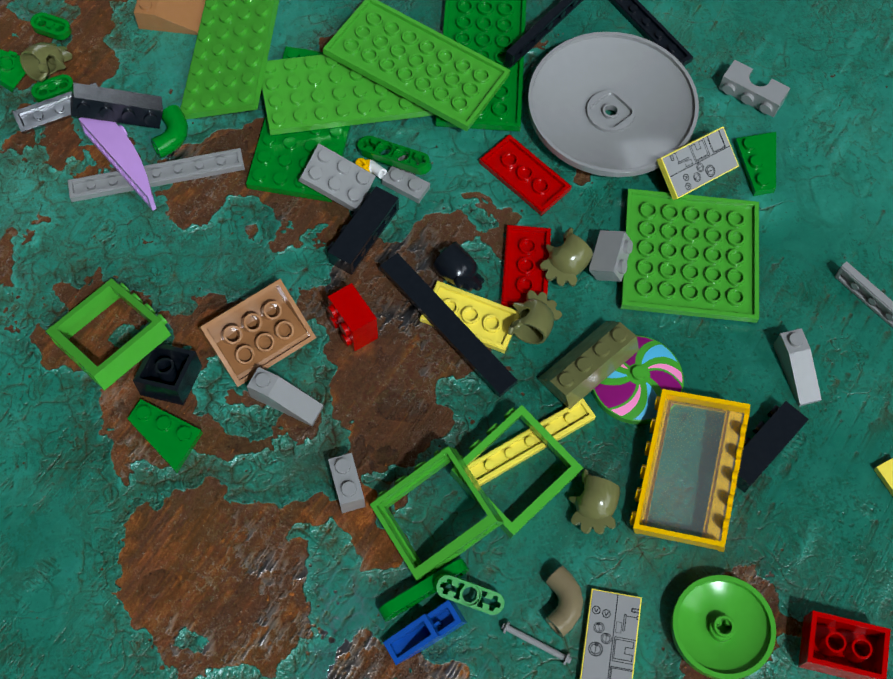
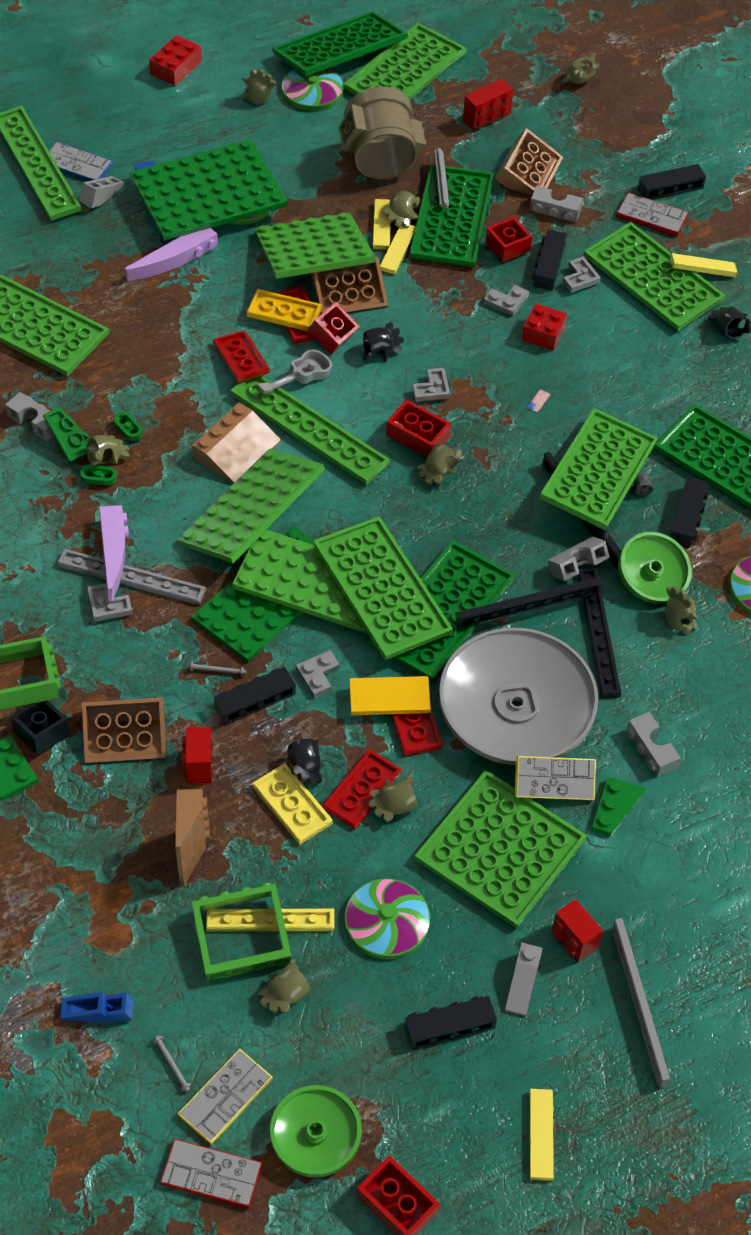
camera: 30 degrees right, 10 degrees down
(44, 113) = (91, 492): brick -> none
(116, 105) = (131, 510): black brick -> none
(151, 221) = (106, 610): none -> light grey plate
(174, 134) = (165, 552): green cylinder -> none
(283, 396) = (111, 787): light grey slope -> none
(333, 213) = (218, 669): none -> light grey axle
(337, 178) = (260, 645): light grey plate -> none
(346, 483) = (113, 872): light grey brick -> none
(371, 166) = (294, 650): white arm -> none
(401, 397) = (191, 830): none -> medium nougat slope
(405, 485) = (165, 957): bright green window -> none
(410, 164) = (312, 651): green beam -> none
(420, 591) = (117, 978): green beam -> none
(449, 325) = (268, 799): black tile -> none
(454, 581) = (159, 1007): green beam -> none
(492, 164) = (389, 695): none -> yellow tile
(536, 318) = (338, 830): olive piece -> none
(569, 602) = (215, 1047): dark tan cylinder -> none
(590, 362) = (355, 886): olive slope -> none
(611, 256) = (431, 813): light grey brick -> none
(691, 469) = (374, 1003): clear window -> none
(817, 294) = (576, 931): none -> red brick

